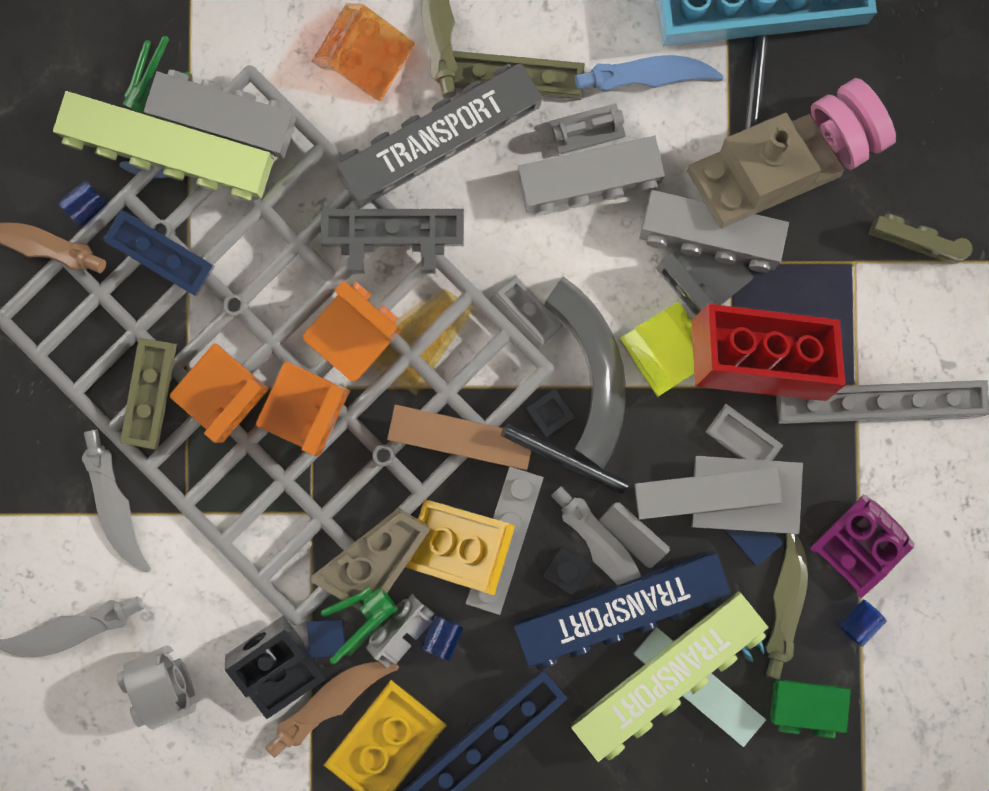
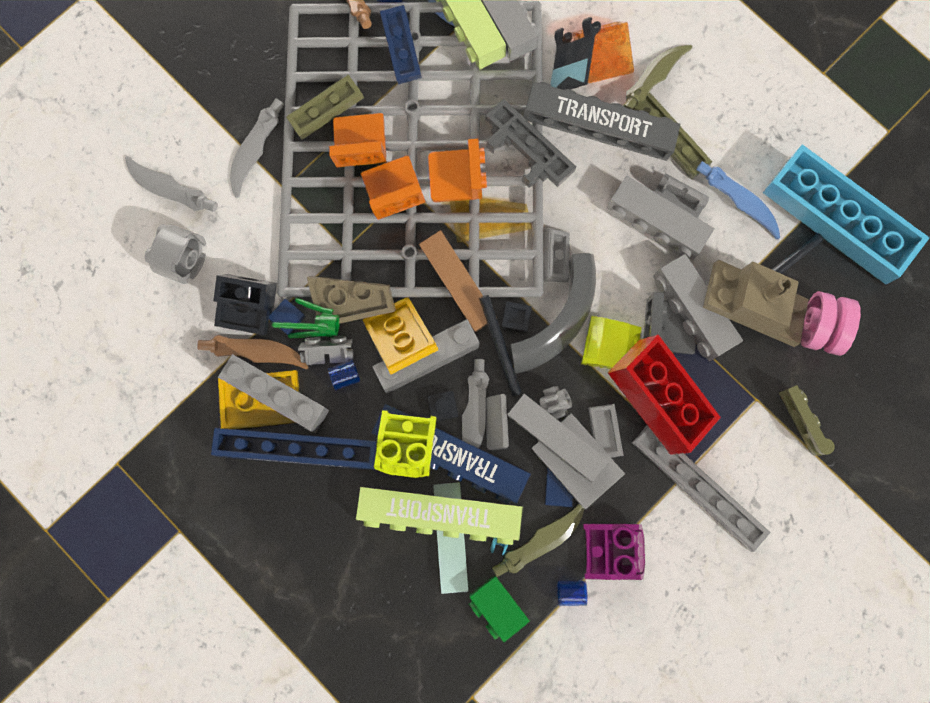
camera: 50 degrees right, 5 degrees down
(344, 94) = (574, 58): none -> black flag
(397, 725) = (273, 393): none -> light grey brick
(574, 646) = (405, 445): none -> neon yellow slope
(671, 459) = (556, 402): none -> light grey gear

